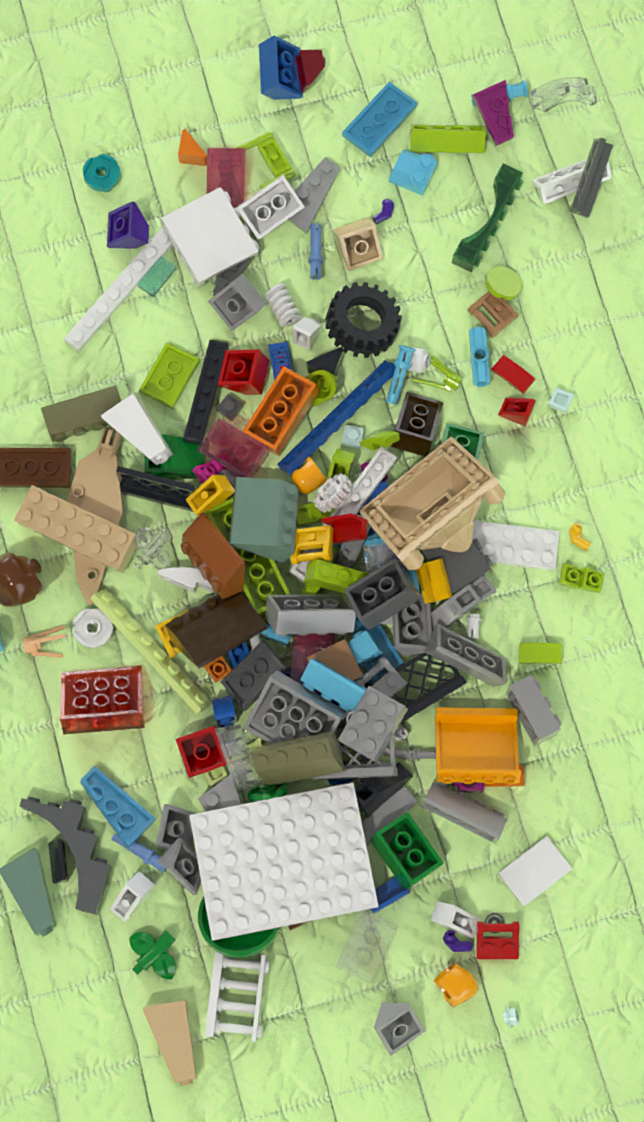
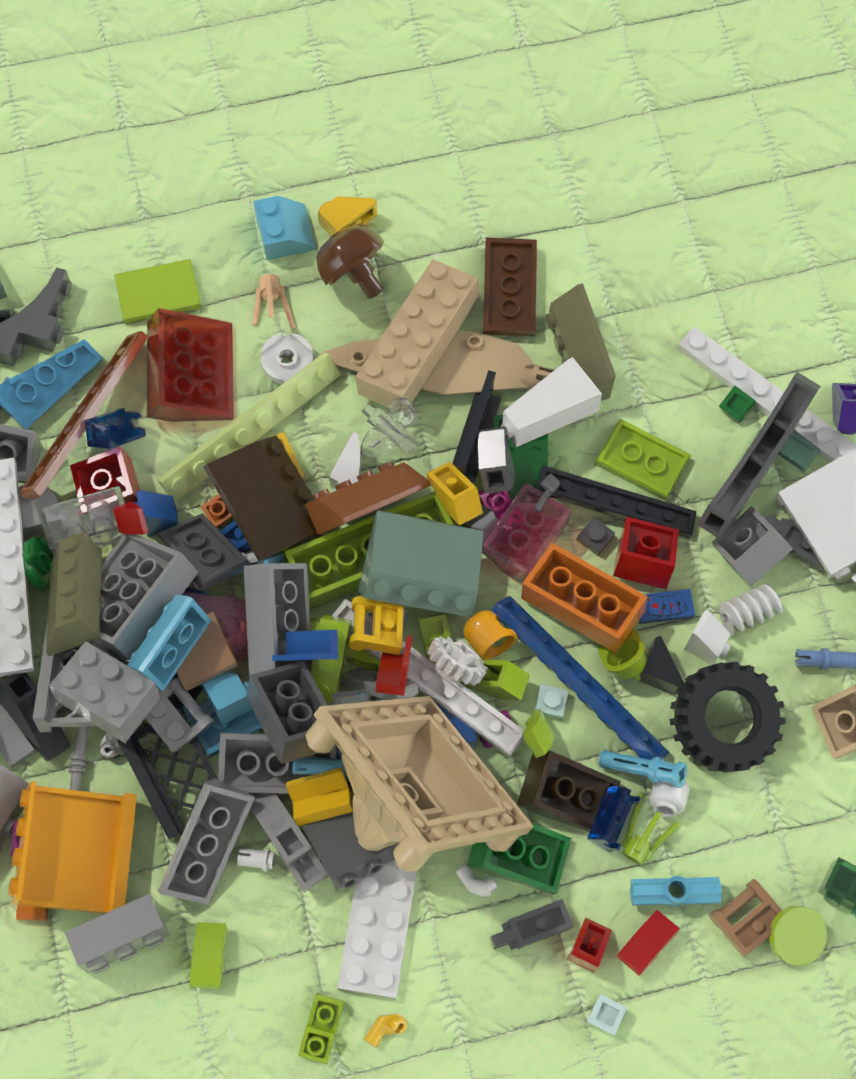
camera: 90 degrees right, 5 degrees down
(34, 731) = (161, 286): none -> lime tile
(126, 310) = (737, 404): none -> green tile
(148, 769) = (87, 409): none -> dark orange tile
(160, 747) = (113, 429): none -> clear blue hinge
(177, 297) = (759, 456): none -> dark grey arch
(184, 467) = (495, 460): none -> slope
(201, 431) = (550, 484): none -> dark grey hand
(238, 720) = (130, 519): none -> red slope
(335, 585) = (310, 646): none -> blue panel
(433, 396) = (612, 818): none -> clear blue hinge
(507, 445) = (533, 926): none -> dark grey hinge

